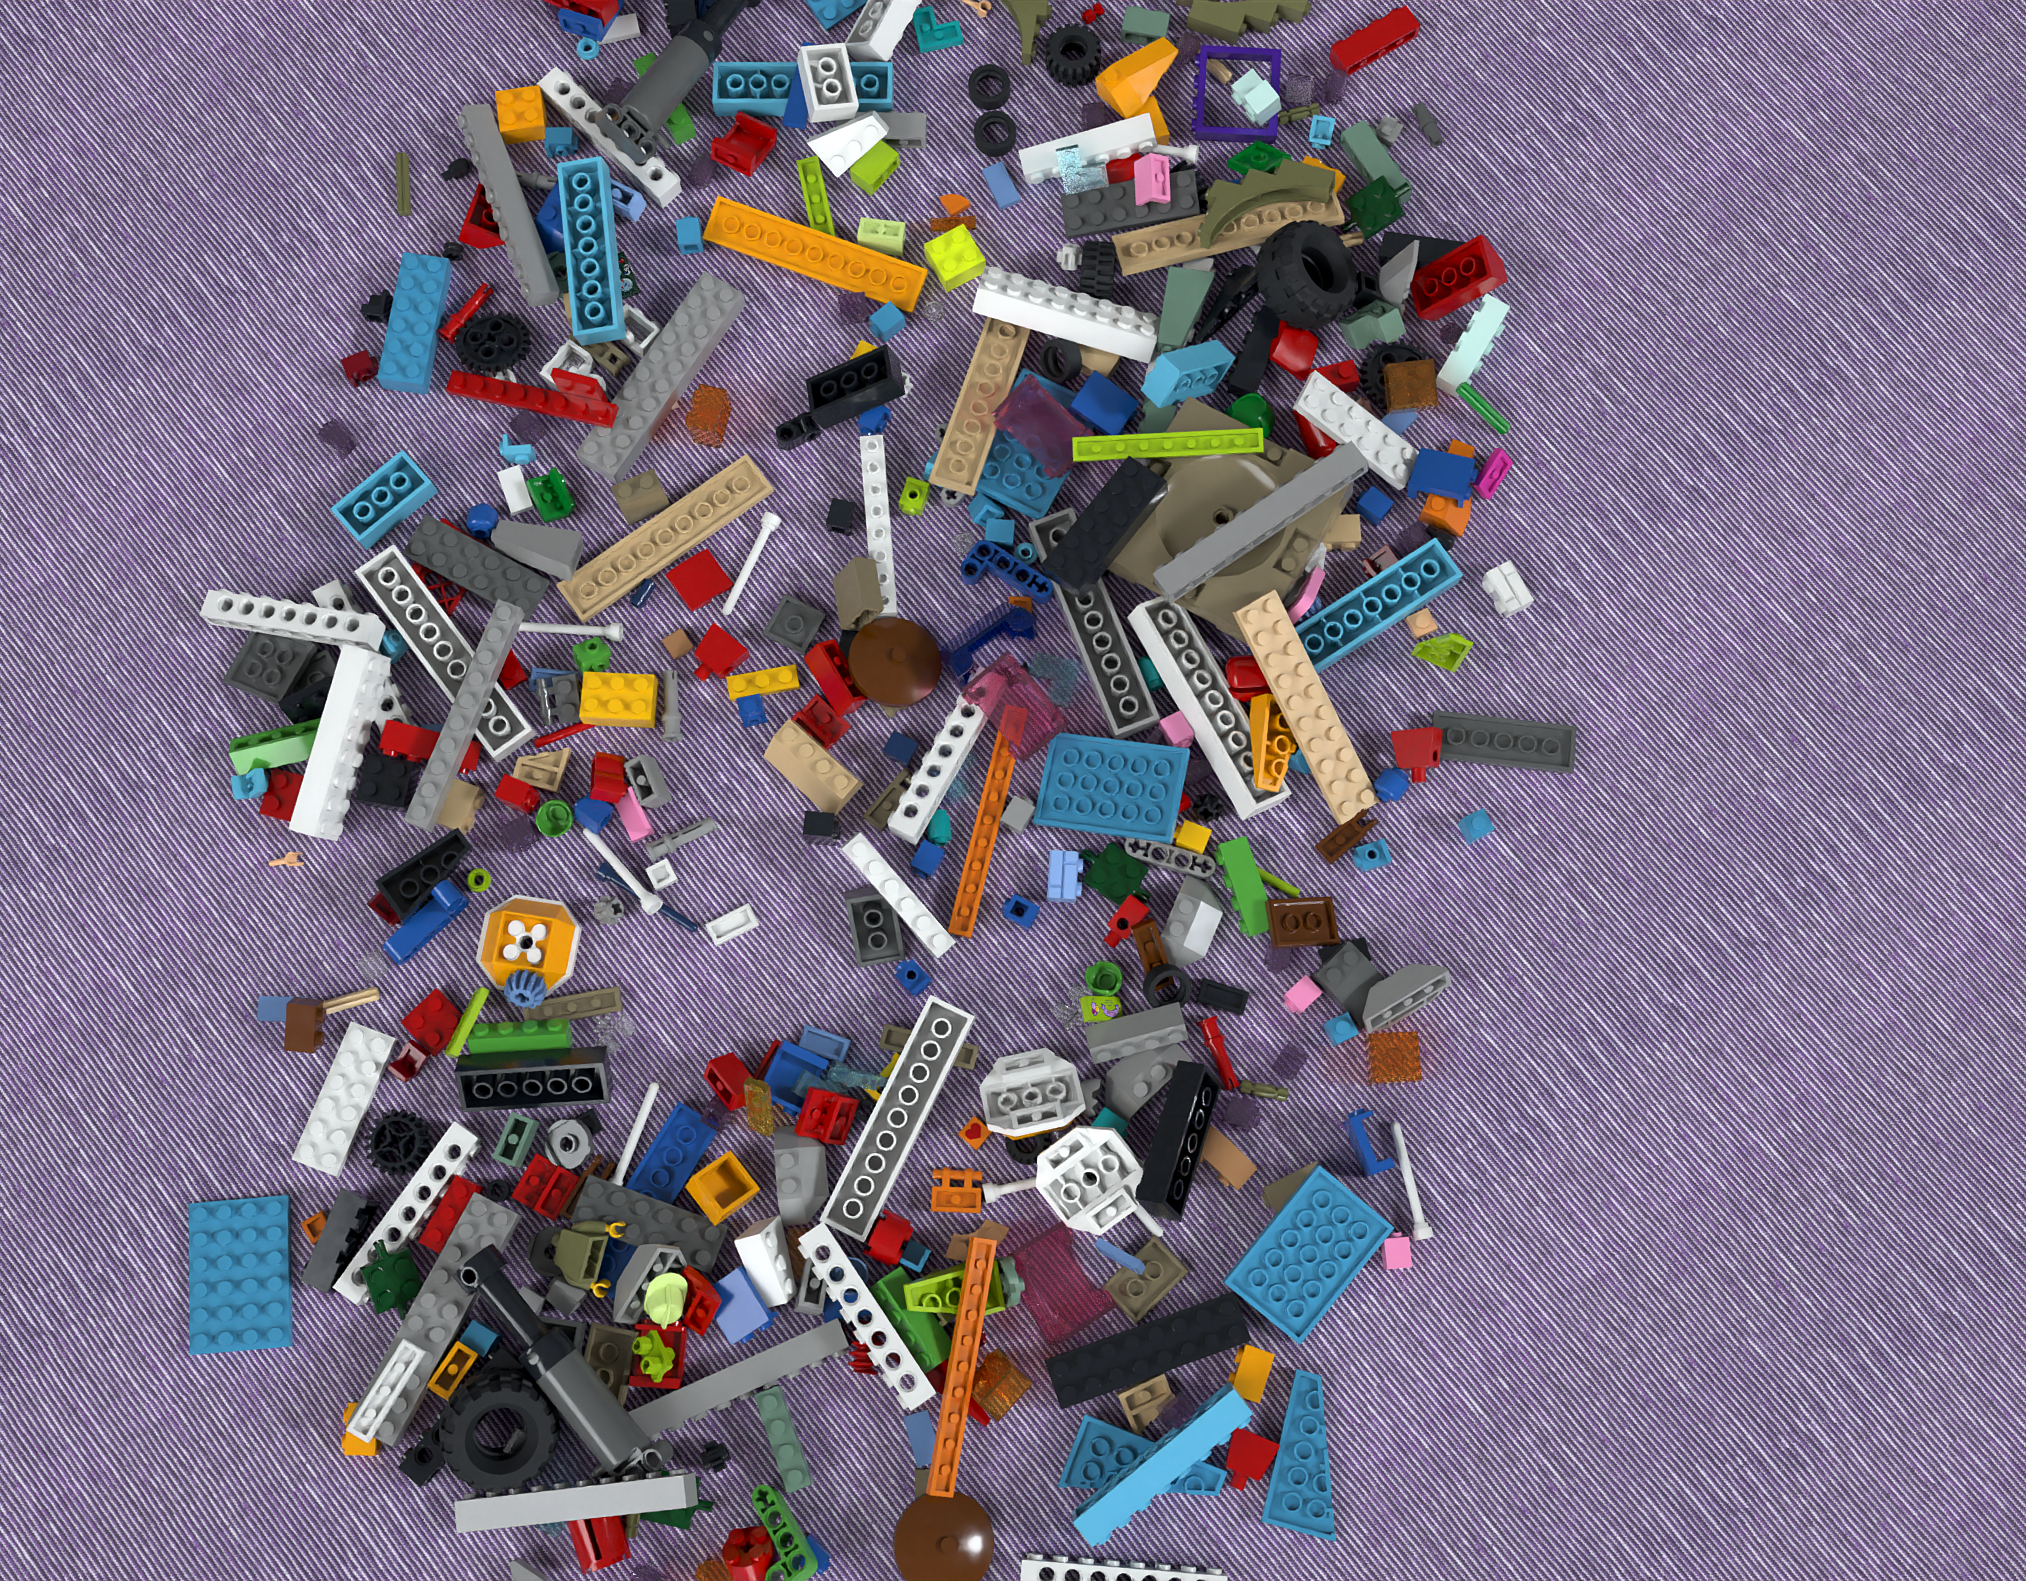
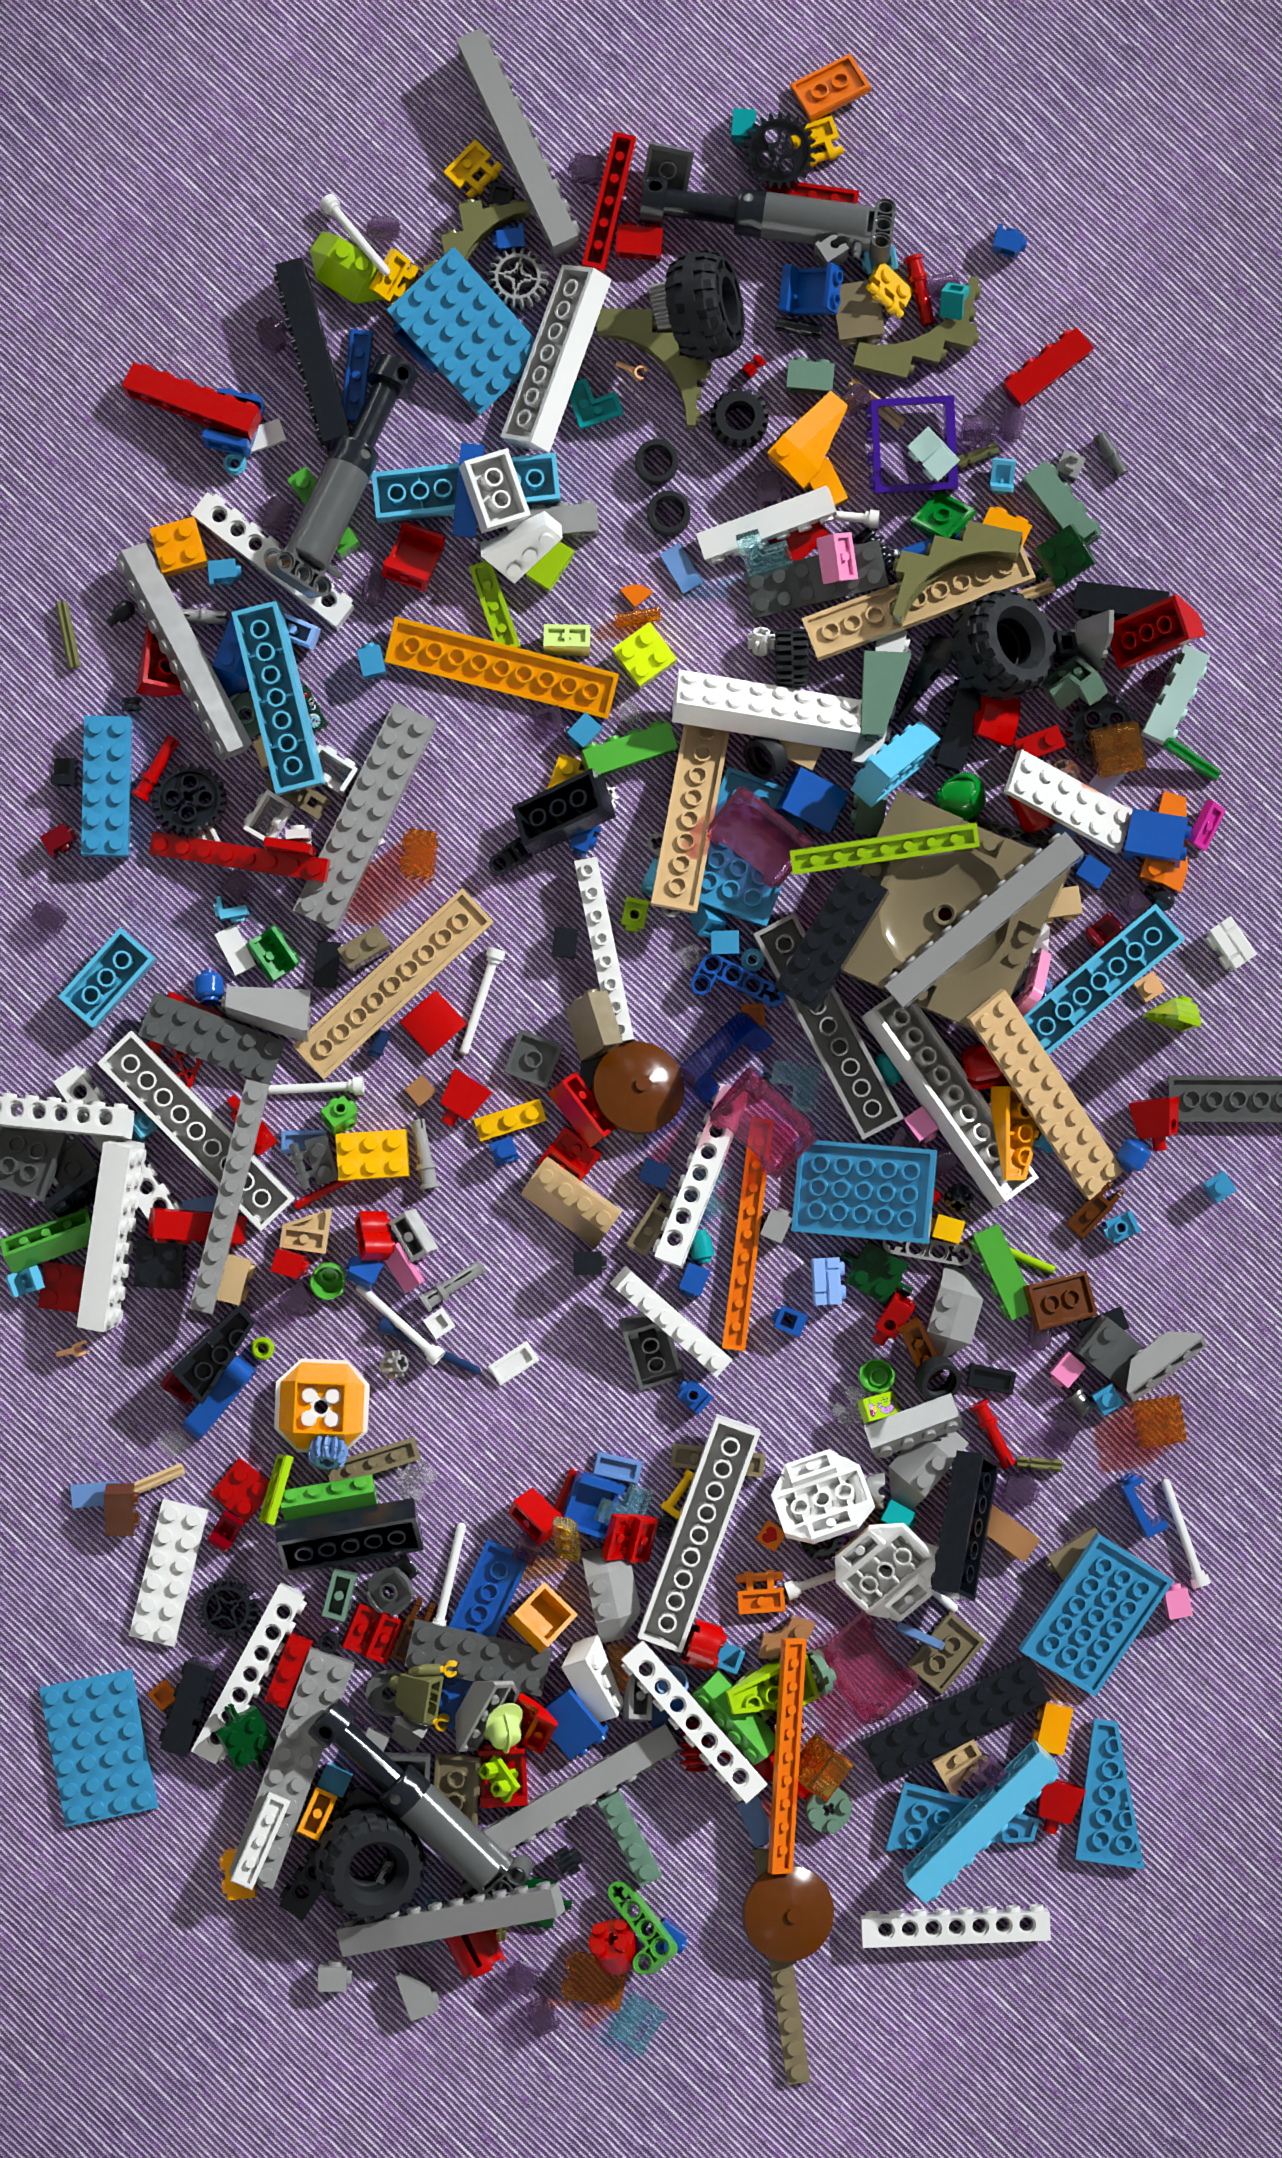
camera: 10 degrees left, 10 degrees up
(445, 1554) = (334, 1976): none -> light grey brick
(602, 514) = (327, 964): none -> black tile
(853, 1077) = (656, 1500): clear light blue plate -> none
(931, 340) = (629, 750): none -> bright green brick
(1003, 1447) = (831, 1821): none -> sand green plate
(1313, 1030) = (1080, 1402): none -> flat silver bush

